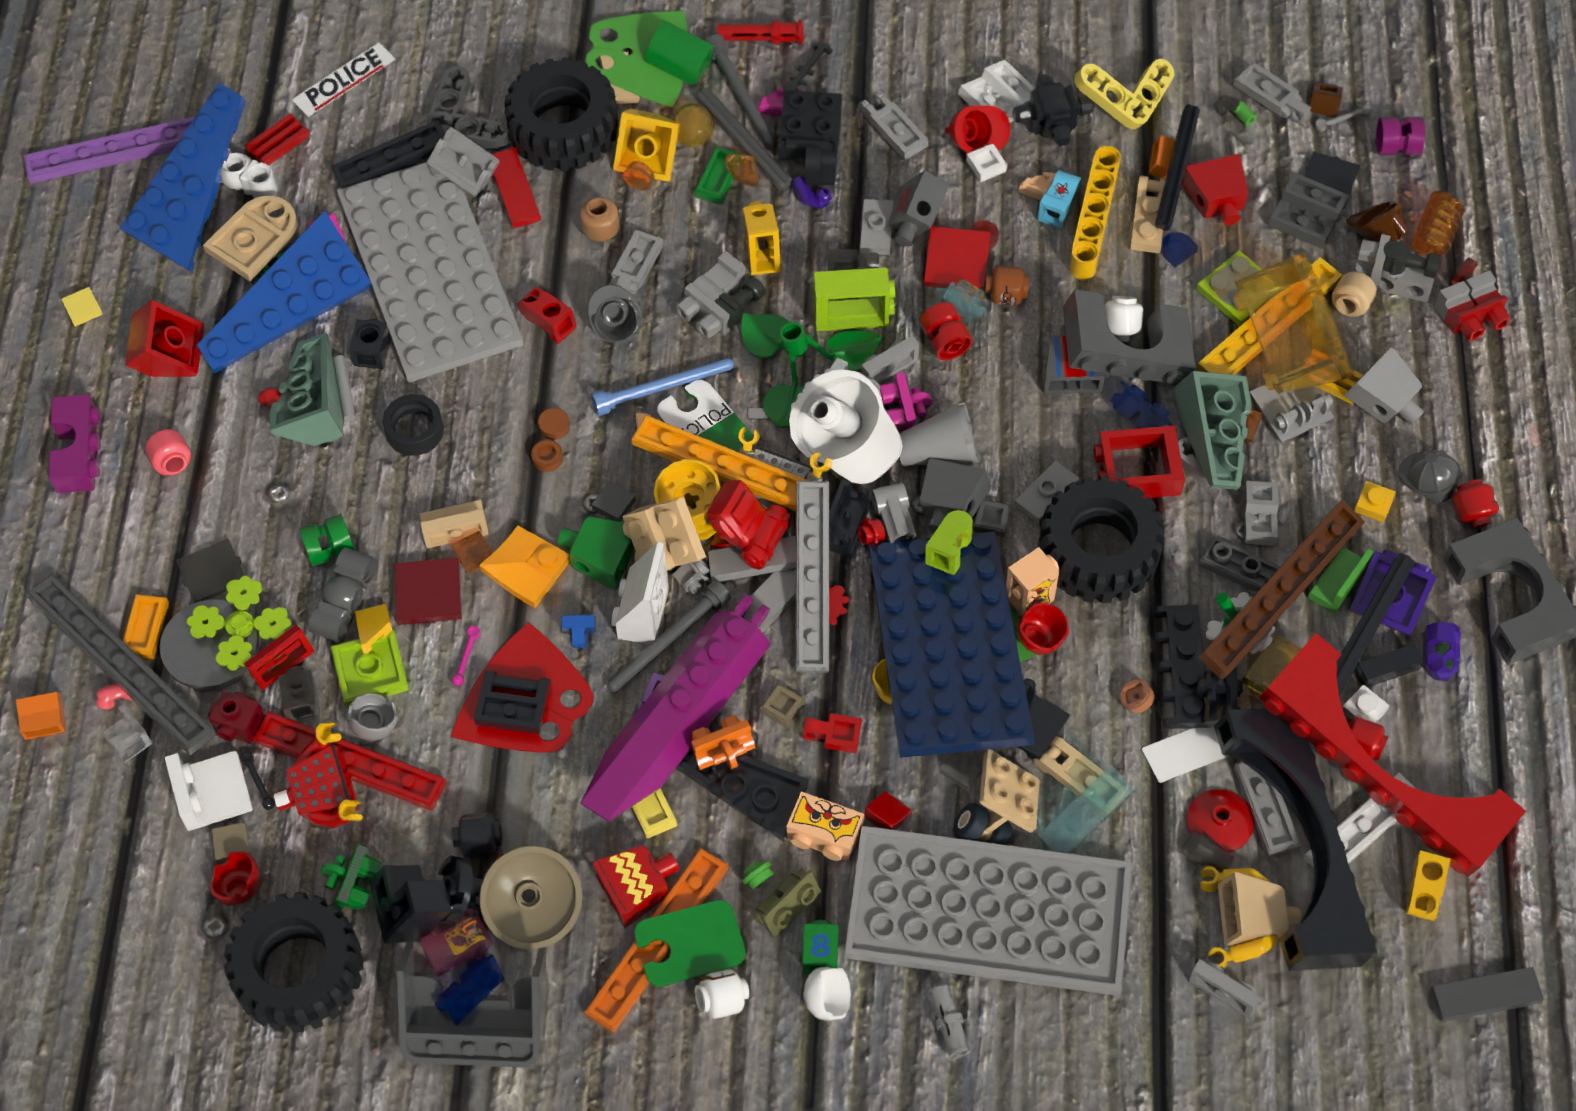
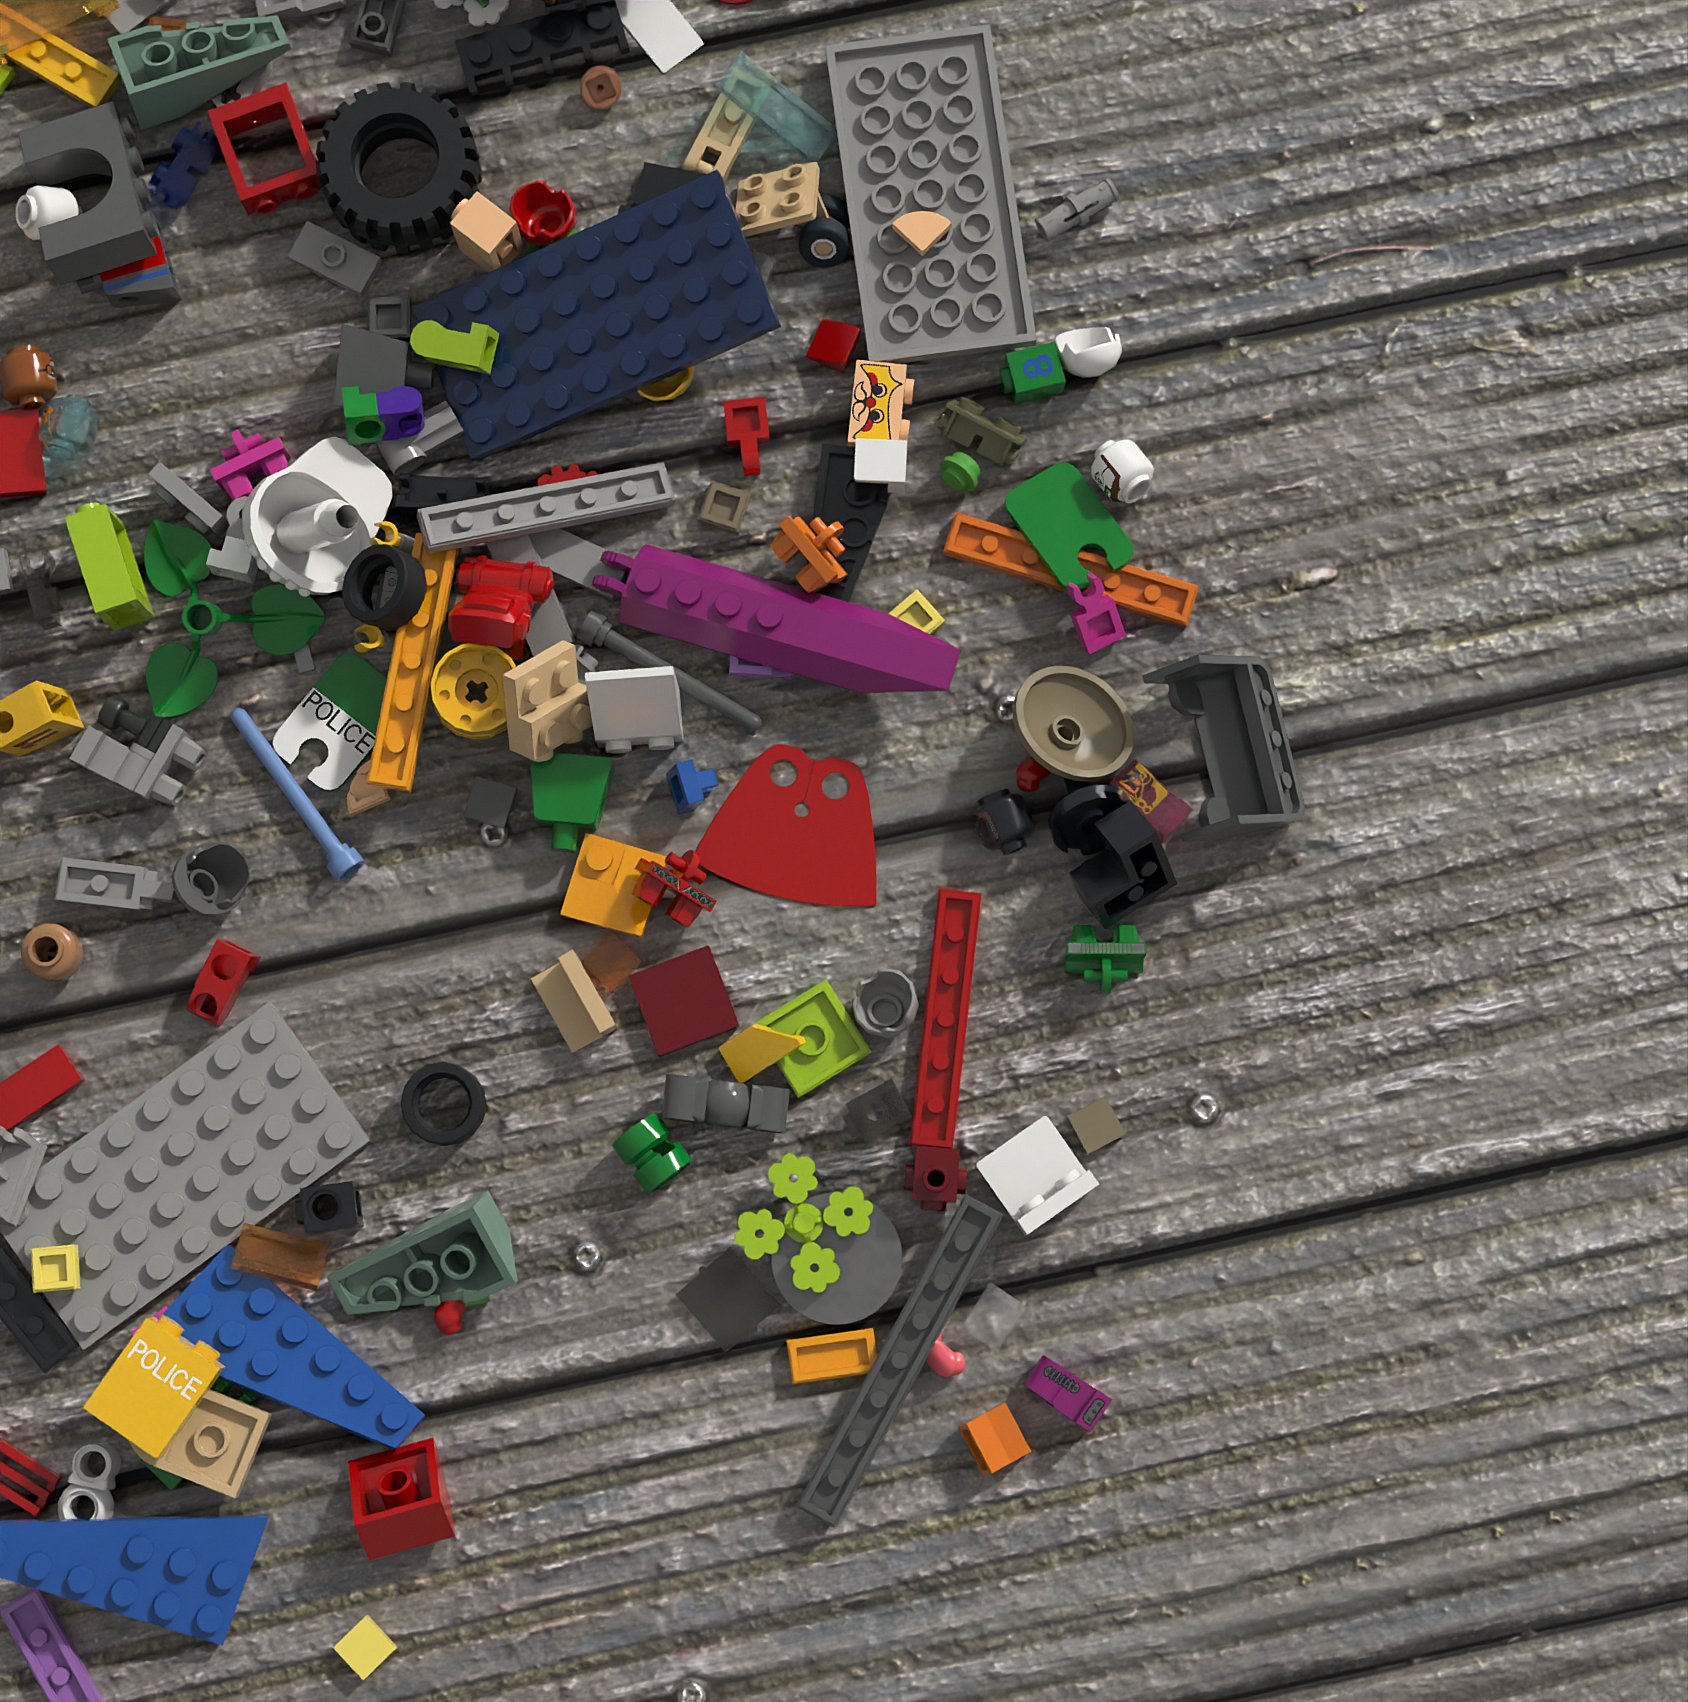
camera: 105 degrees left, 20 degrees up
(49, 769) = (1067, 1393): none -> magenta leg
(75, 466) = (553, 1570): magenta arch -> none
(168, 452) = (573, 1422): coral head -> none
(236, 879) = (1148, 1095): red hair -> none
(247, 759) = (978, 1150): black hinge -> none
(267, 930) = (1281, 942): black tyre -> none
(277, 654) = (835, 1155): red tile -> none
(288, 209) = (155, 1385): none -> yellow brick
(321, 783) = (1001, 1029): red torso -> none
(344, 388) = (405, 1222): light grey piece -> none
(349, 307) = (280, 1257): none -> clear orange tile
(392, 180) = (55, 1268): none -> light yellow tile
(473, 634) = (726, 924): dark pink hinge -> none
(476, 984) = (1215, 769): clear blue hinge -> none
(510, 598) = (688, 899): none -> red hips
(511, 710) = (827, 833): black plate -> none
(547, 455) = (441, 913): dark orange tile -> none
(554, 423) = (390, 918): dark orange tile -> none
(609, 940) = (1097, 618): none -> dark pink plate
(634, 881) = (1011, 612): red torso -> none
(774, 807) = (881, 462): none -> white panel
(784, 465) = (362, 576): none -> black tyre
(871, 531) = (454, 459): red plate -> none
(909, 478) = (382, 414): none -> leg
(940, 437) = (297, 397): light grey cone -> none
(946, 331) = (124, 437): red wheel -> none
(956, 888) = (921, 229): none -> light nougat tile

